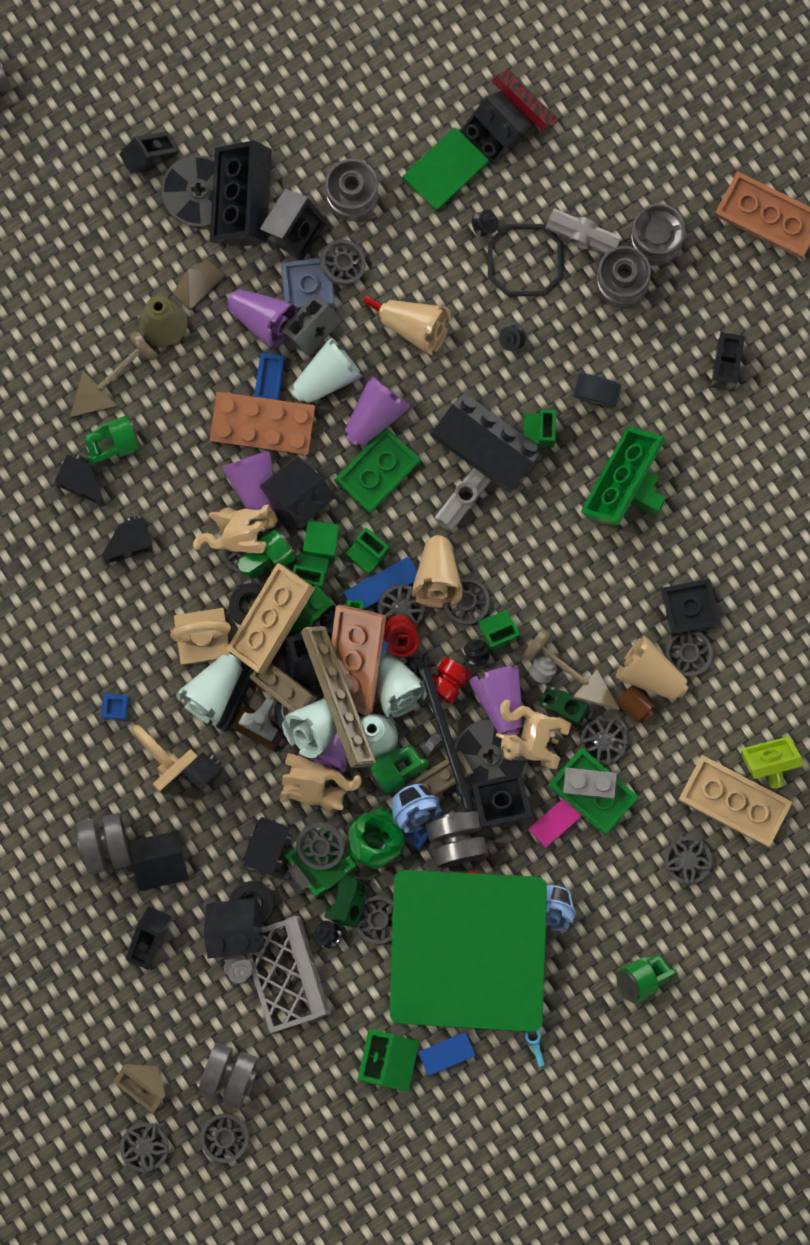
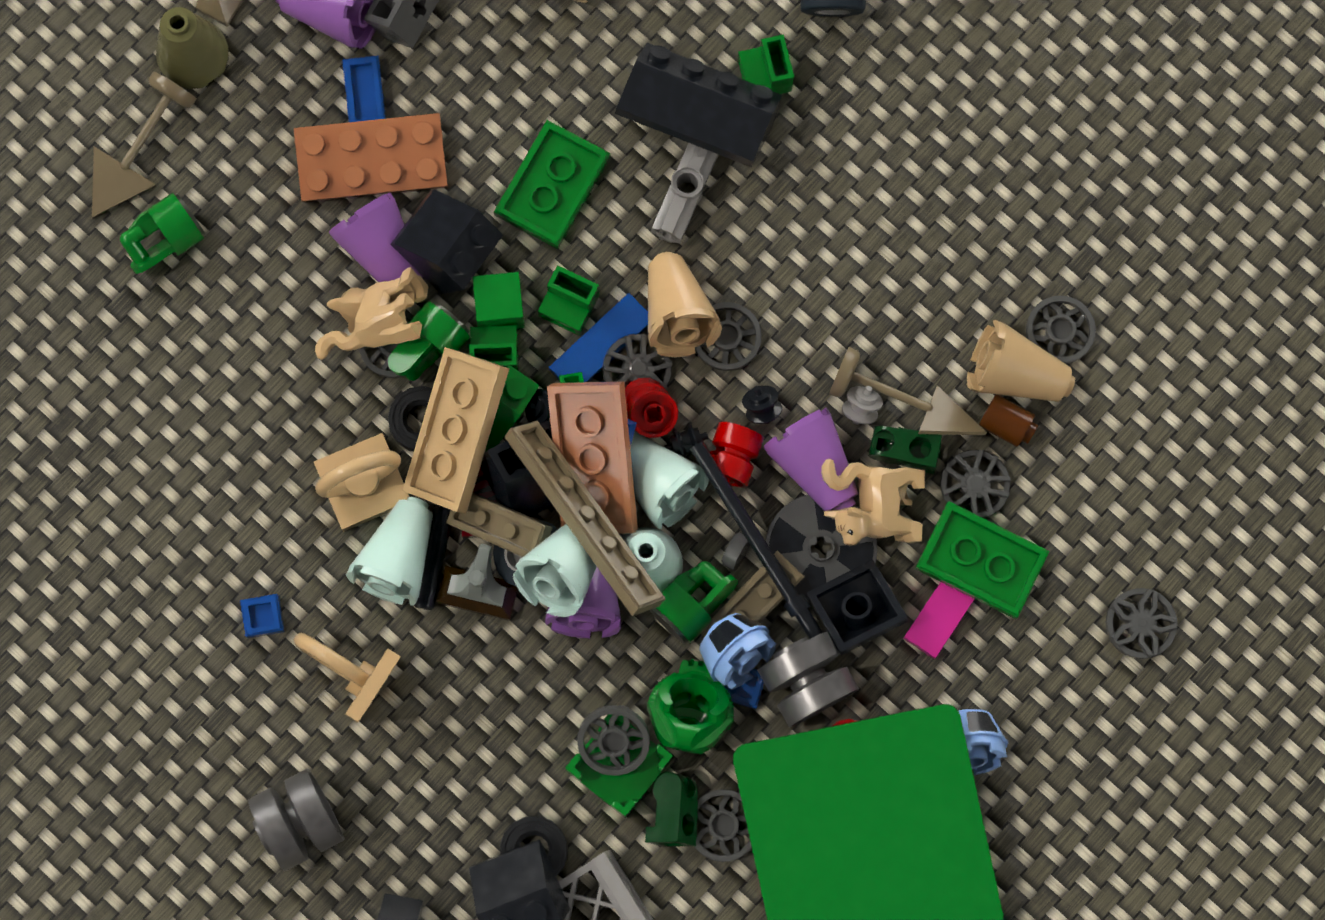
camera: 20 degrees left, 0 degrees up
(78, 478) = (125, 301): black slope -> none
(128, 540) = (220, 371): black slope -> none
(158, 860) = (381, 822): black slope -> none
(202, 771) = (413, 675): black slope -> none
(265, 847) = (534, 763): black slope -> none
(296, 880) = (591, 798): dark grey tile -> none
(308, 782) = (571, 656): tan animal -> none
(325, 373) = (443, 65): light aqua cone -> none
(328, 934) = (657, 866): black wheel -> none
(374, 412) = (526, 101): medium lavender cone -> none
(499, 630) = (785, 365): green piece -> none
(589, 783) = (975, 549): light grey plate -> none
(622, 476) = (902, 105): green slope -> none
(639, 981) = (1123, 814): green piece -> none
(646, 498) = (939, 126): green piece -> none
(690, 607) = (1046, 265): black tile -> none
(735, 801) = (1185, 522): tan plate -> none
(772, 759) = (1222, 449): lime tile -> none

